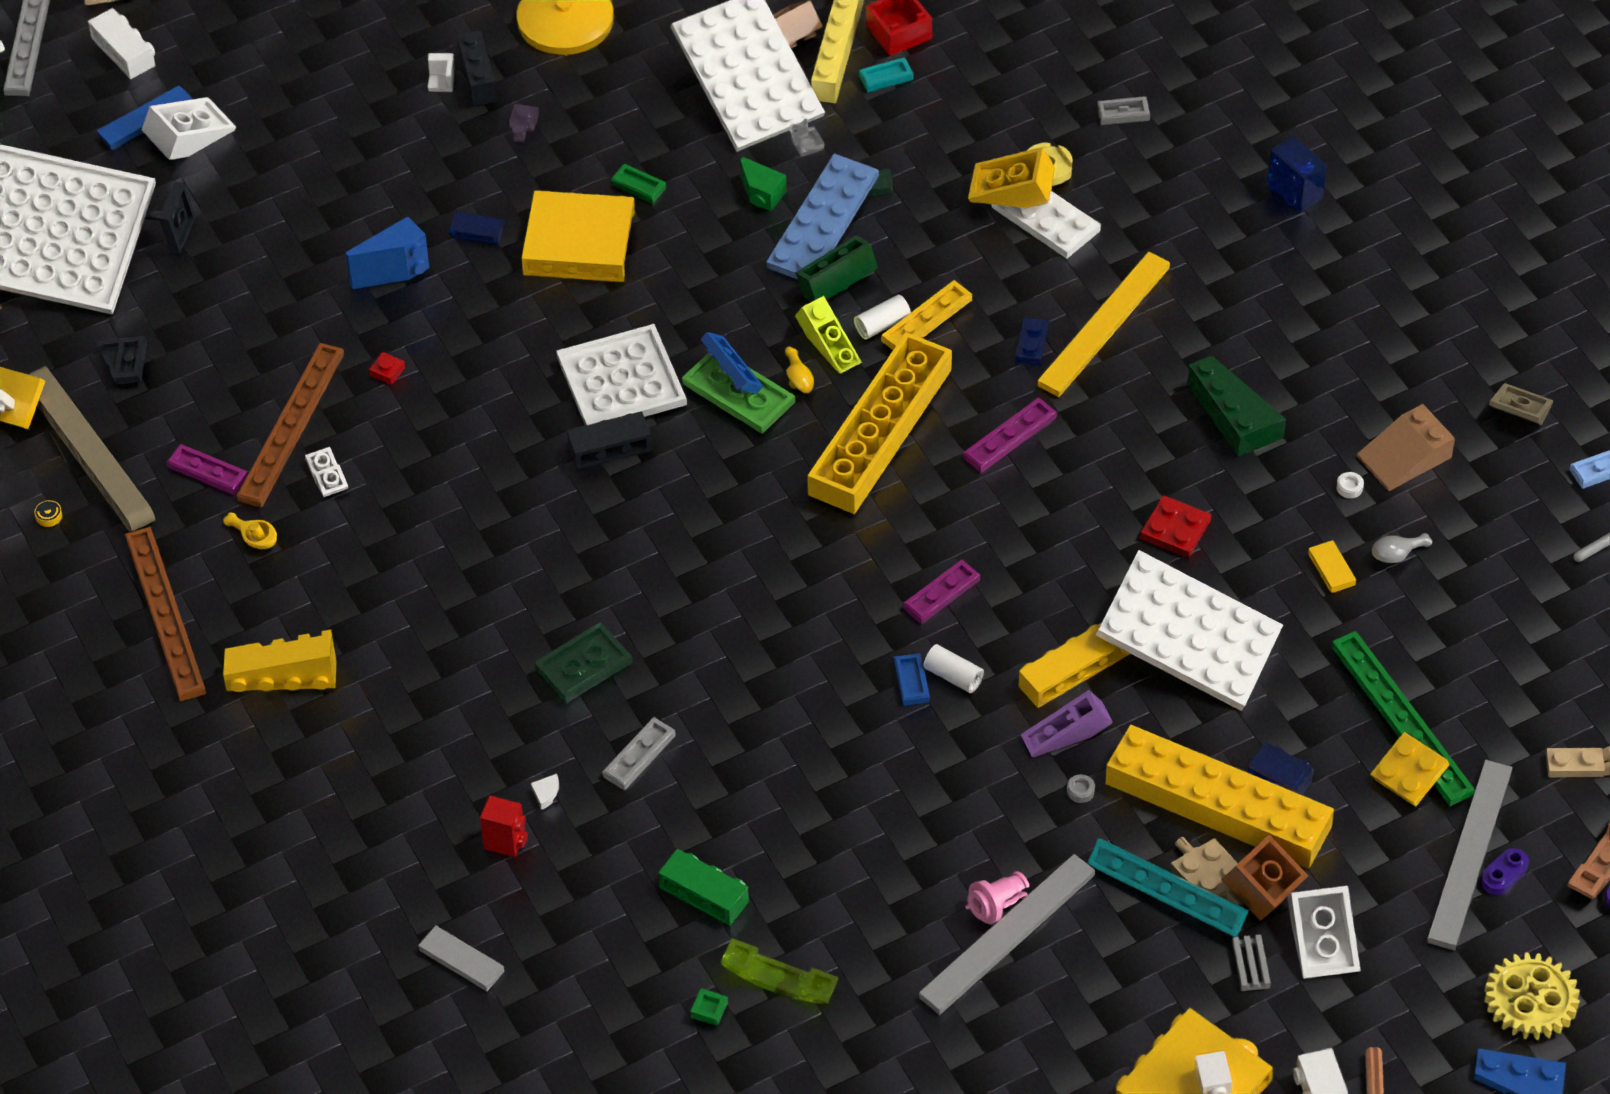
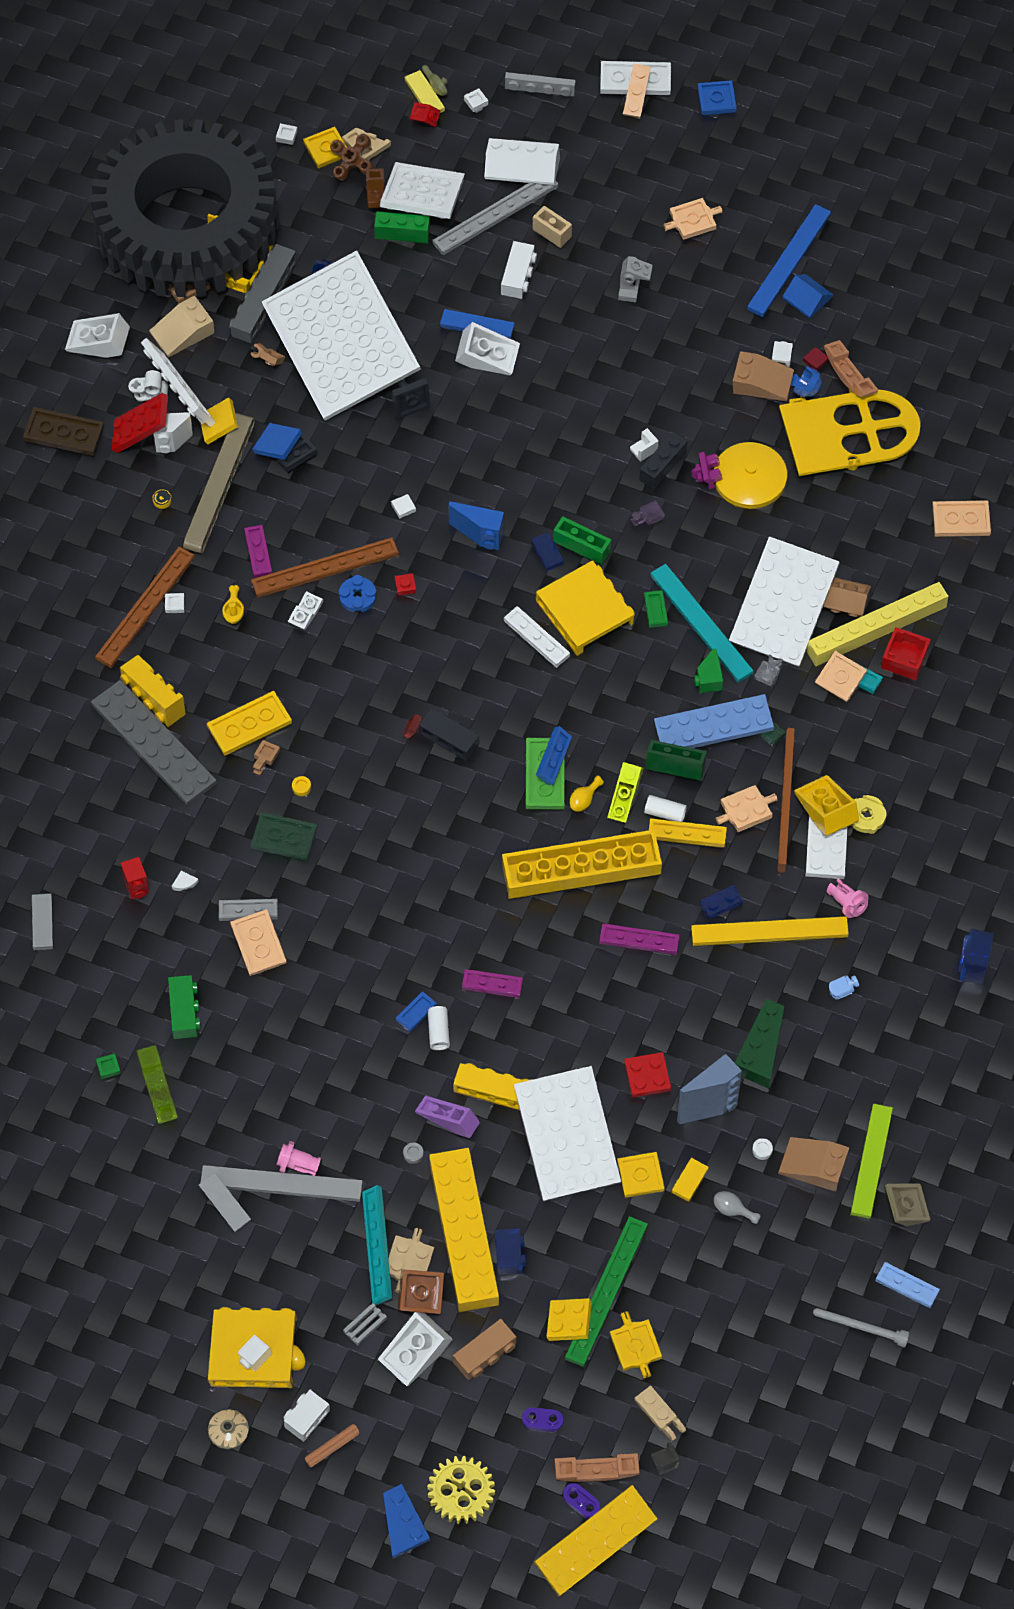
camera: 50 degrees right, 10 degrees up
(95, 365) = (277, 441): none -> blue tile
(189, 583) = (174, 603): none -> white tile
(292, 311) = (403, 506): none -> white tile
(342, 710) = (153, 742): none -> dark grey plate
(354, 404) = (357, 584): none -> blue plate
(411, 607) = (249, 723): none -> yellow plate
(467, 615) = (265, 755): none -> medium nougat plate
(500, 186) = (582, 540): none -> green brick
(524, 45) = (705, 470): none -> magenta hips
(535, 610) = (301, 786): none -> yellow tile
(567, 465) = (412, 726): none -> clear red tile
(569, 296) = (536, 636): none -> white plate
(621, 376) = (501, 706): white plate -> none
(689, 157) = (701, 623): none -> teal tile
(690, 767) = (258, 942): none -> light nougat tile
(872, 86) = (841, 676): none -> light nougat tile
(945, 254) = (746, 808): none -> light nougat plate
(970, 215) = (785, 807): none -> dark orange tile
(985, 999) = (224, 1202): none -> light grey tile
(1123, 110) = (949, 831): light grey tile -> none
(1131, 234) = (853, 902): none -> bright pink piece
(1226, 303) = (842, 986): none -> light blue arm
(1265, 462) = (710, 1092): none -> sand blue slope
(1289, 604) = (640, 1174): none -> yellow tile
(1381, 868) = (485, 1350): none -> medium nougat brick
(1445, 405) = (871, 1161): none -> lime tile
(1469, 855) = (539, 1392): light grey tile -> none
(1487, 731) = (635, 1345): none -> yellow plate

